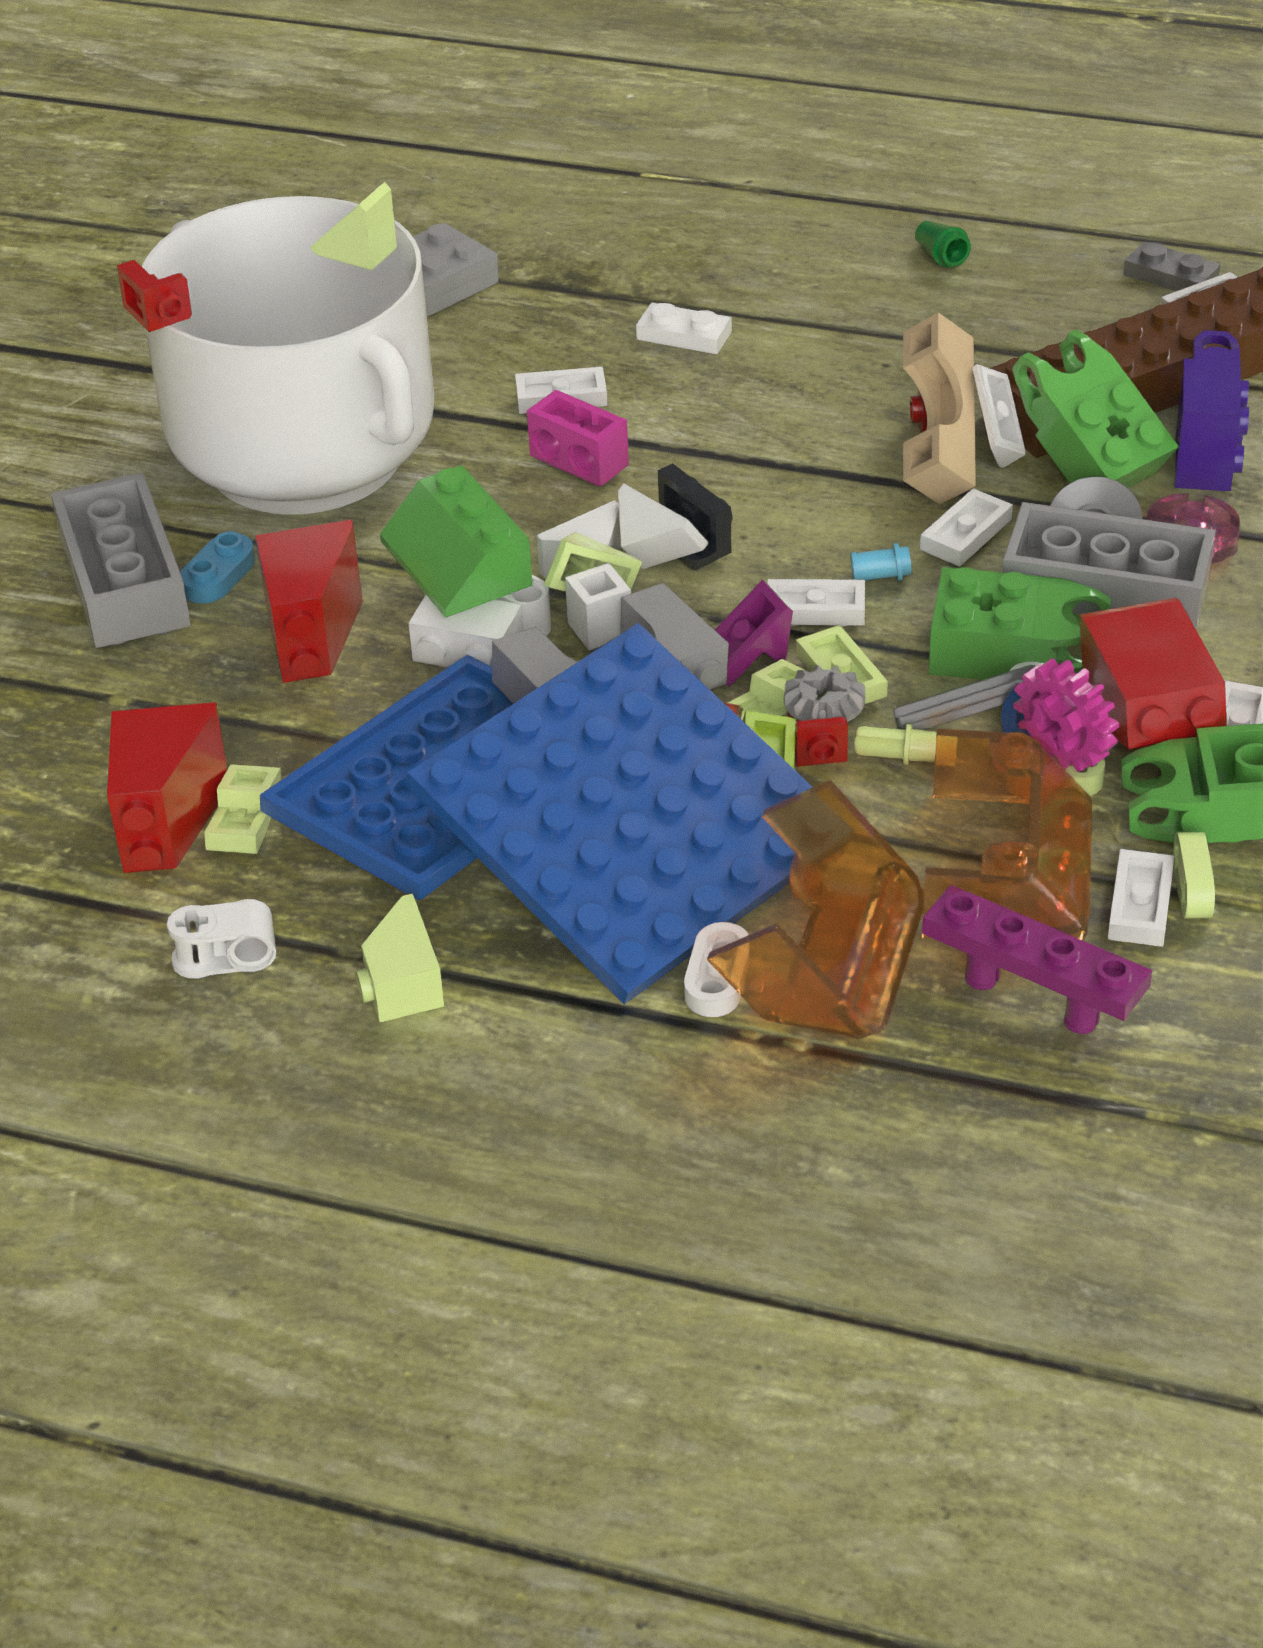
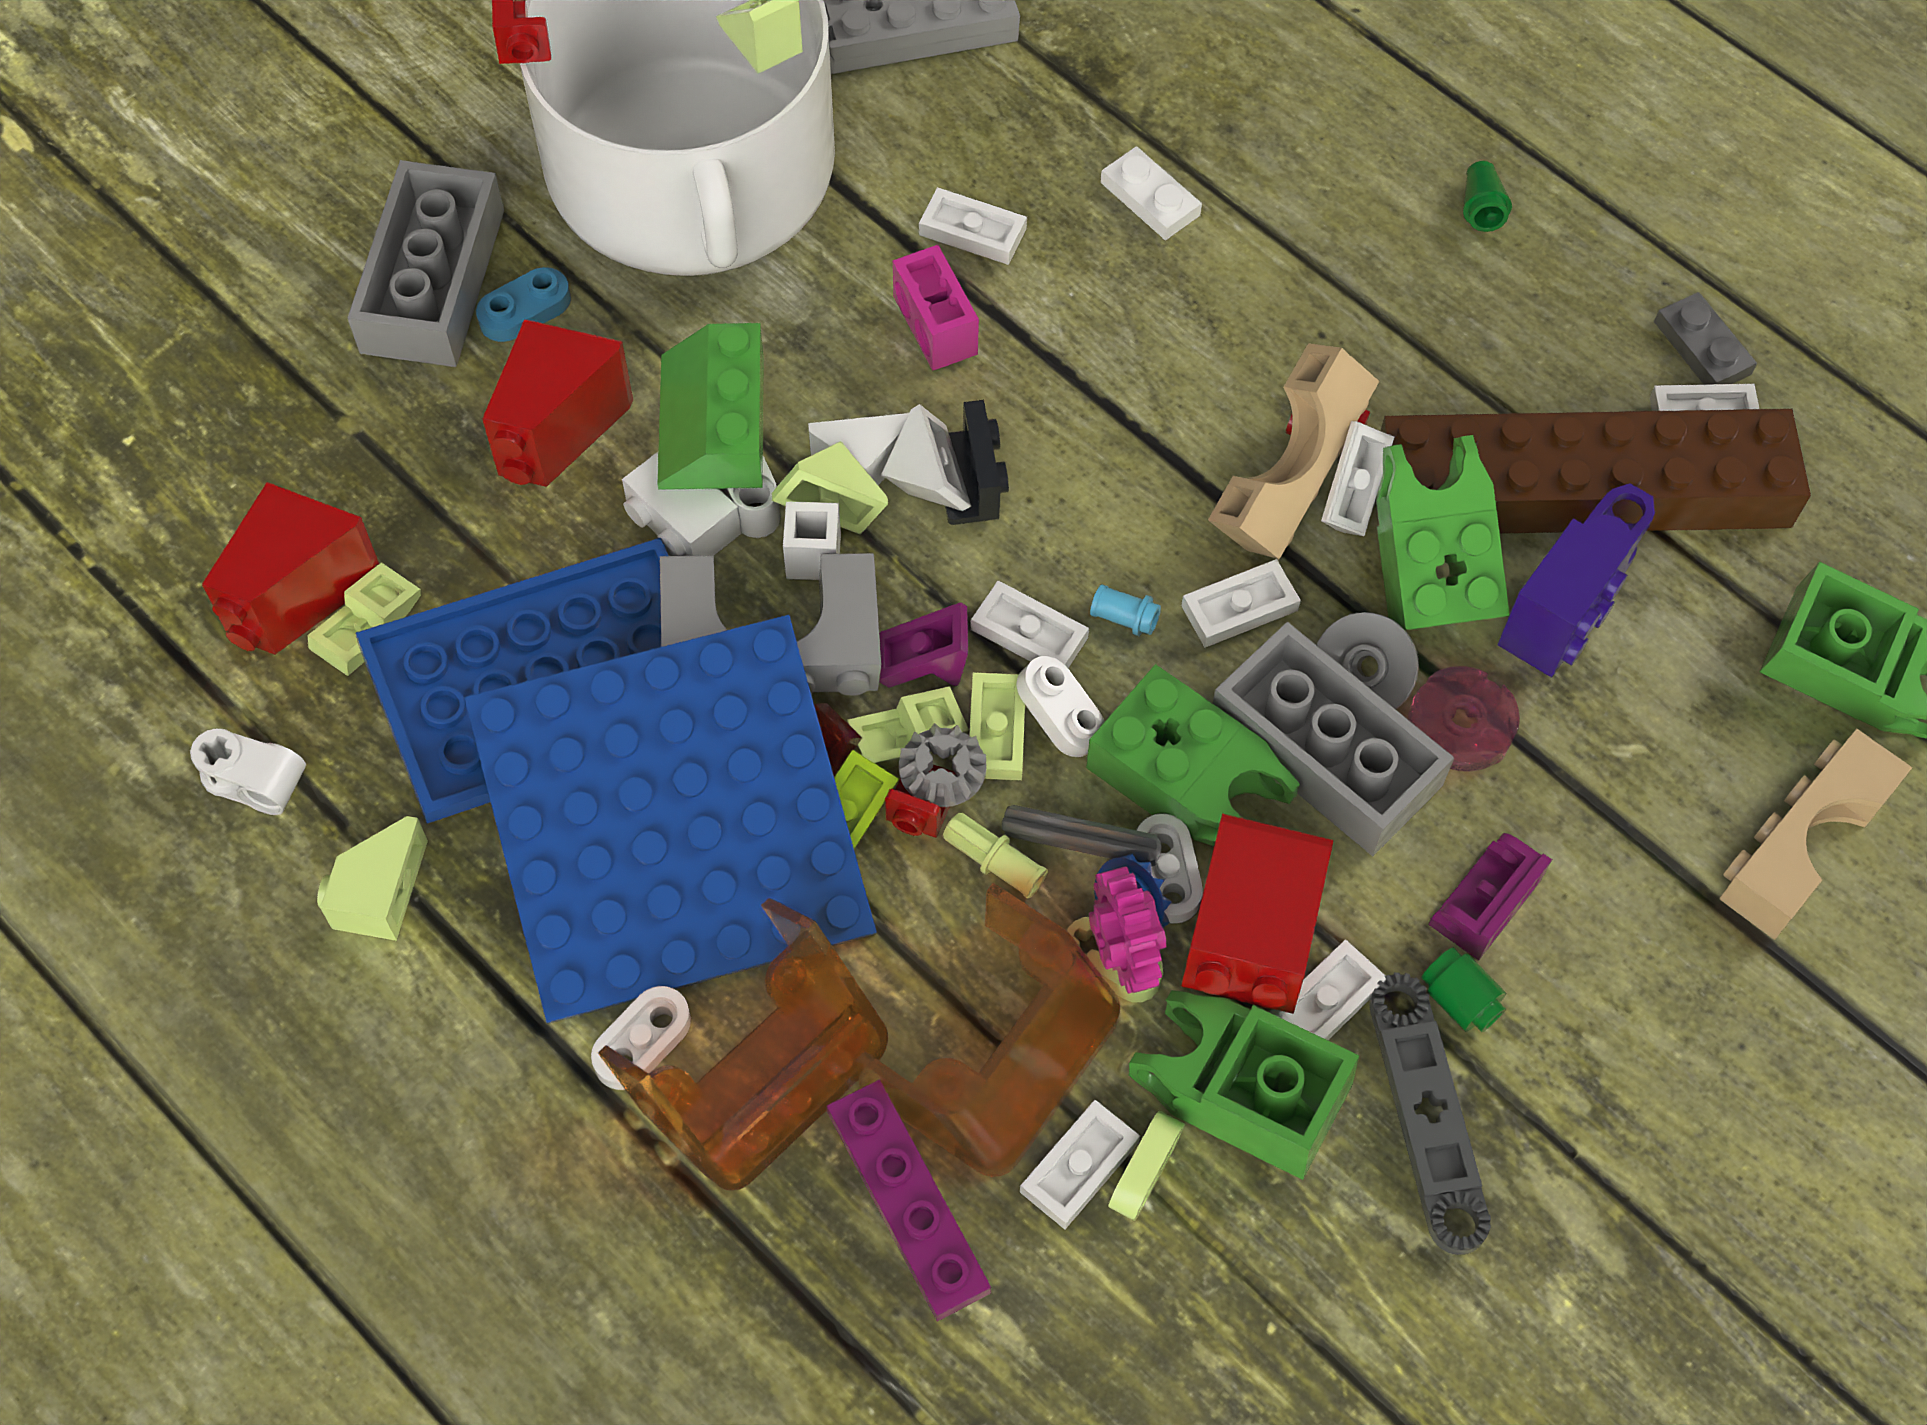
camera: 25 degrees right, 20 degrees up
(894, 639) = (1059, 705): none -> white plate

